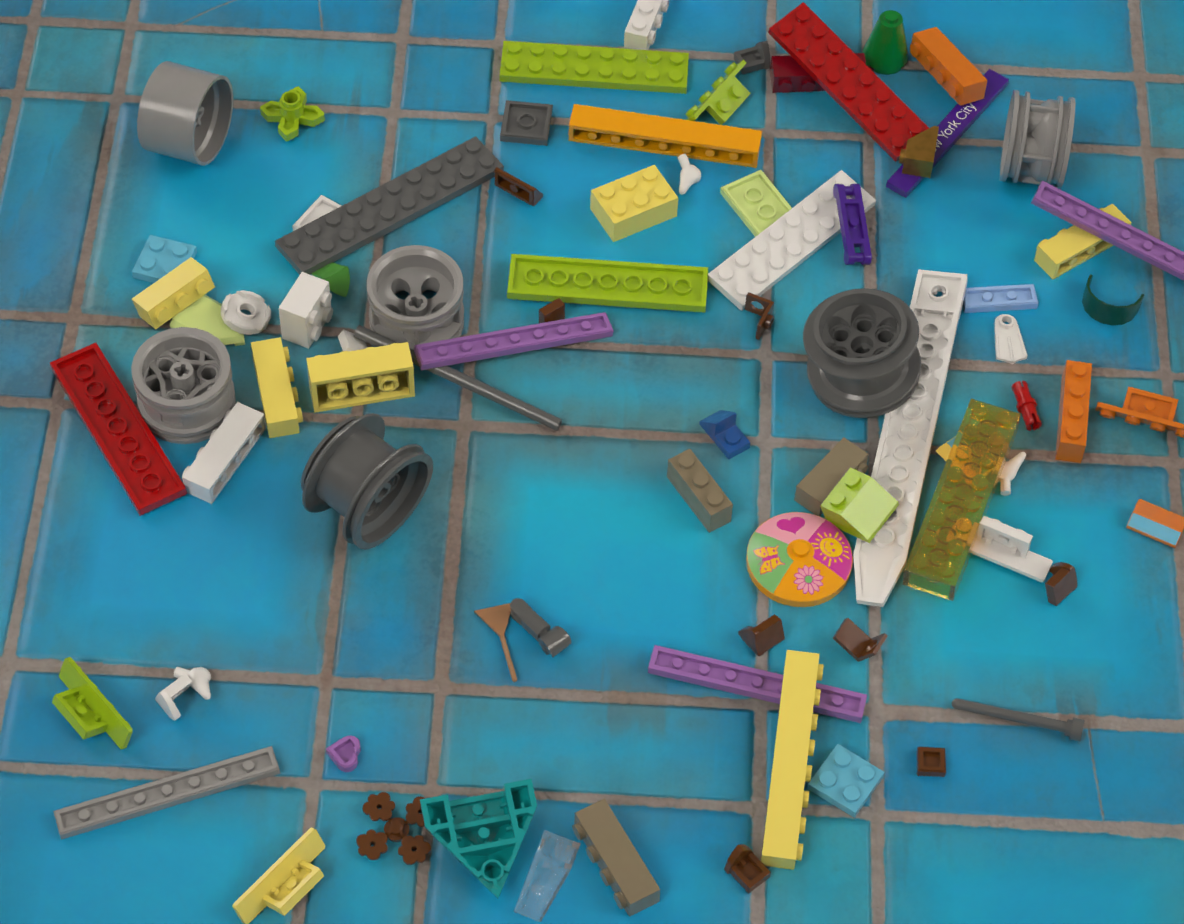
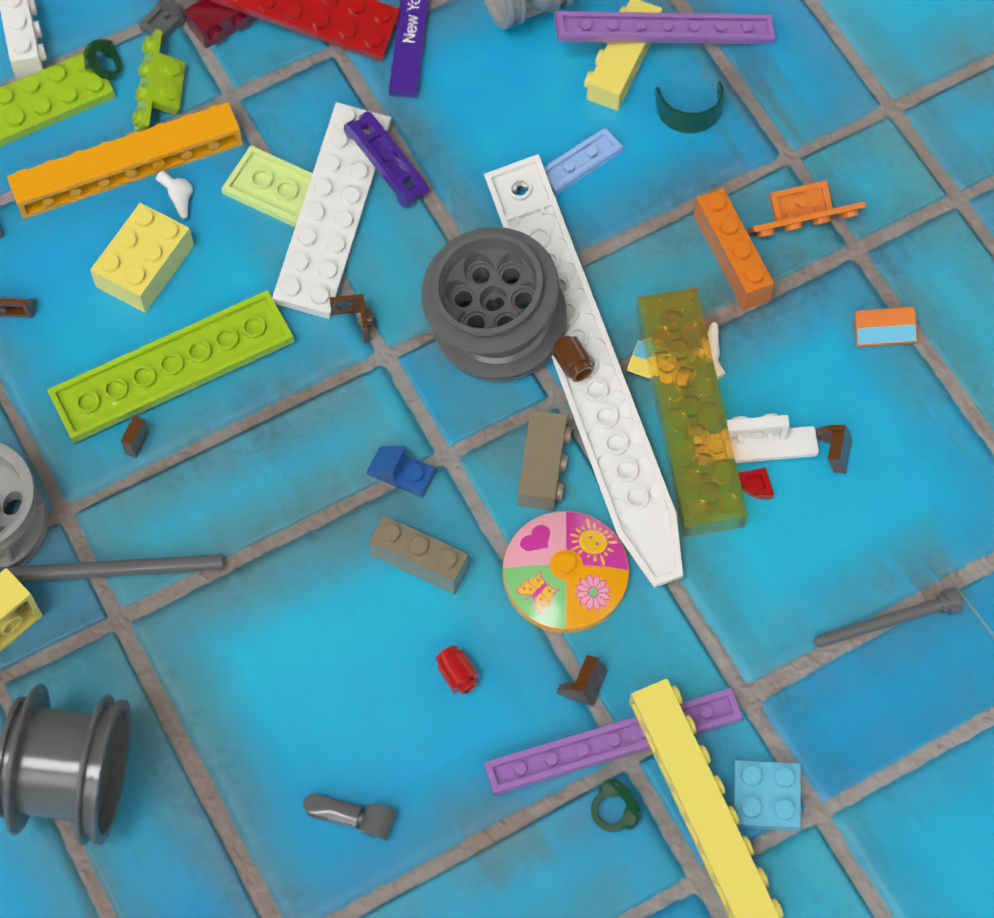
camera: 30 degrees left, 10 degrees up
(497, 619) = (297, 829): medium nougat piece -> none
(513, 341) = (112, 494): medium lavender tile -> none
(676, 577) = (457, 670): none -> red brick
(700, 56) = (109, 49): none -> dark green piece
(736, 713) = (631, 814): none -> dark green piece
(857, 642) = (684, 632): reddish brown bracket -> none
(858, 505) = (594, 479): lime slope -> none
(898, 419) = (573, 358): none -> reddish brown brick
(920, 153) = (407, 42): pearl gold slope -> none
(931, 761) = (835, 722): reddish brown tile -> none
(981, 576) = (756, 484): none -> red tile
(1008, 340) = (617, 203): white piece -> none
(1026, 405) = (681, 266): red pin -> none

